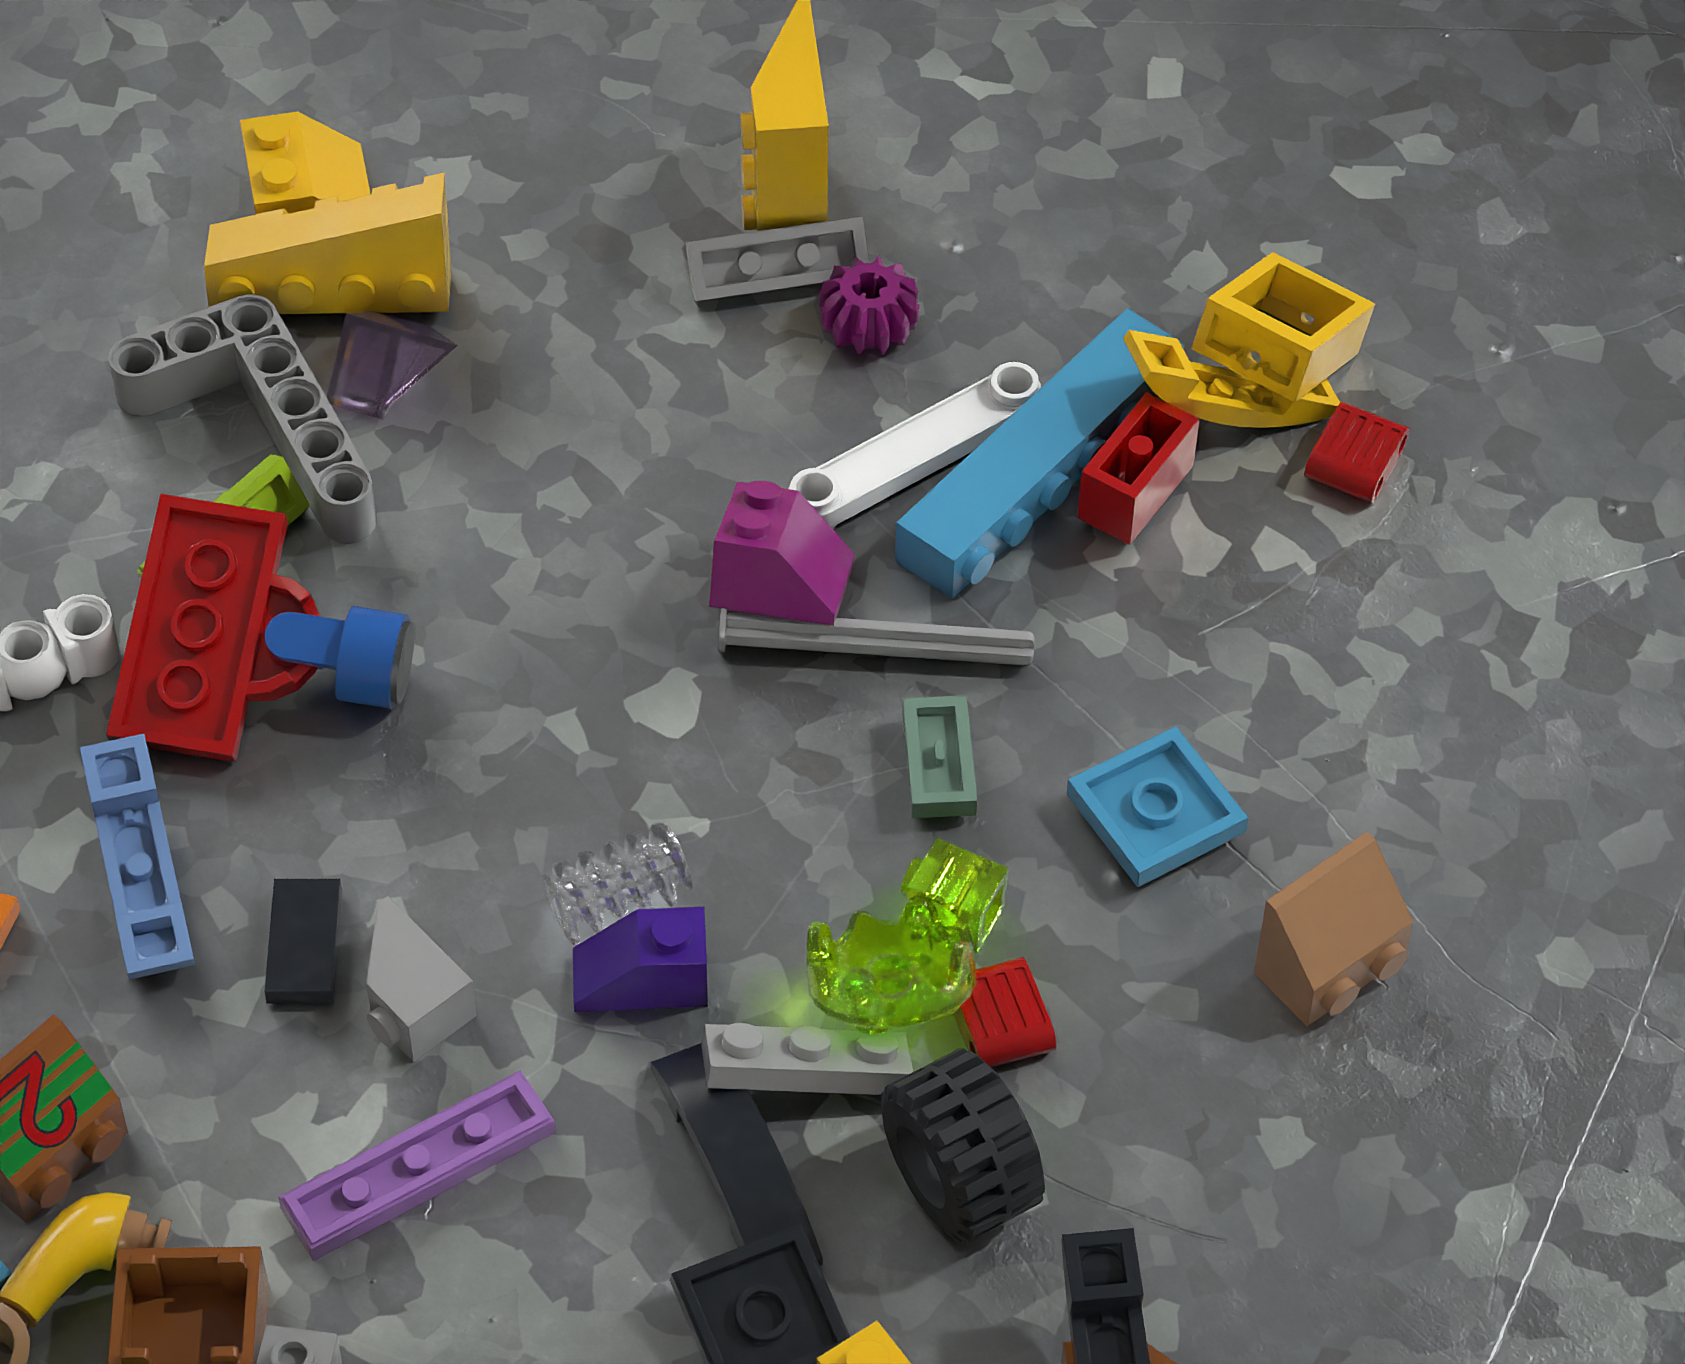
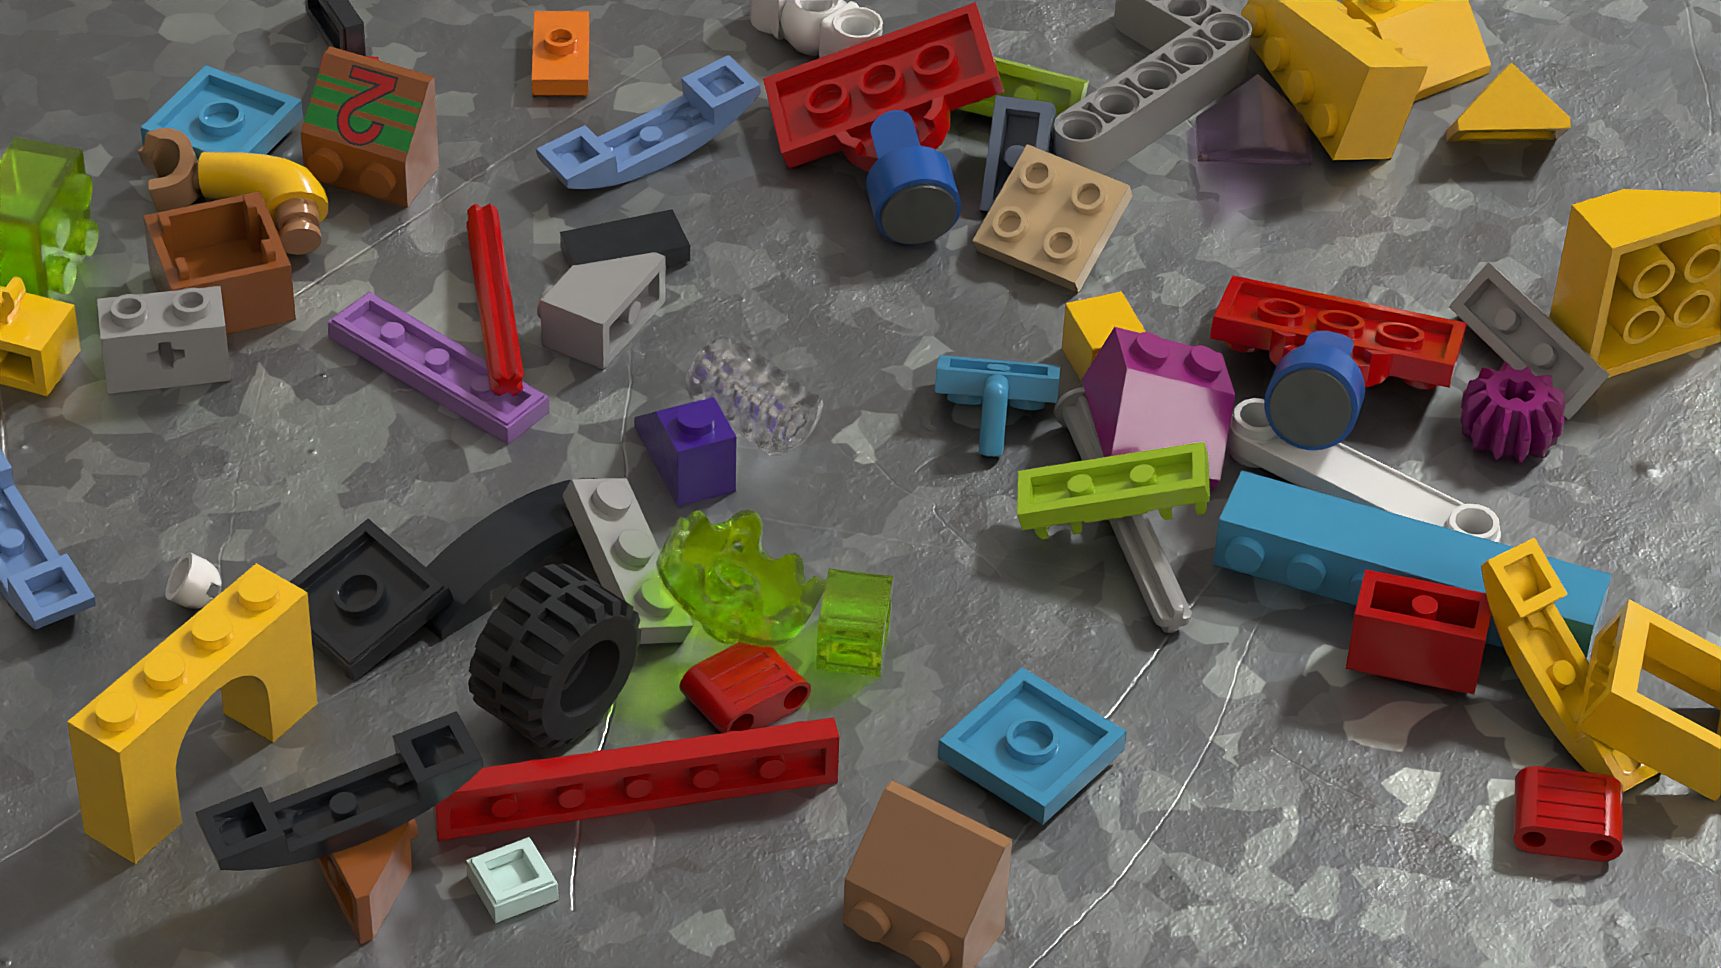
camera: 70 degrees right, 10 degrees down
(340, 553) = (1013, 127): none -> sand blue slope
(353, 1077) = (494, 300): none -> red axle
(452, 555) = (1052, 218): none -> tan plate
(456, 144) = (1510, 110): none -> yellow slope
(649, 574) = (1089, 325): none -> yellow brick
(666, 673) = (992, 384): none -> dark azure plate
(748, 389) = (1330, 352): none -> red plate
(883, 626) = (1113, 488): none -> lime plate
(939, 756) = (1009, 580): sand green plate -> none
(1101, 1100) = (641, 778): none -> red plate
(1181, 1279) = (512, 880): none -> light aqua tile

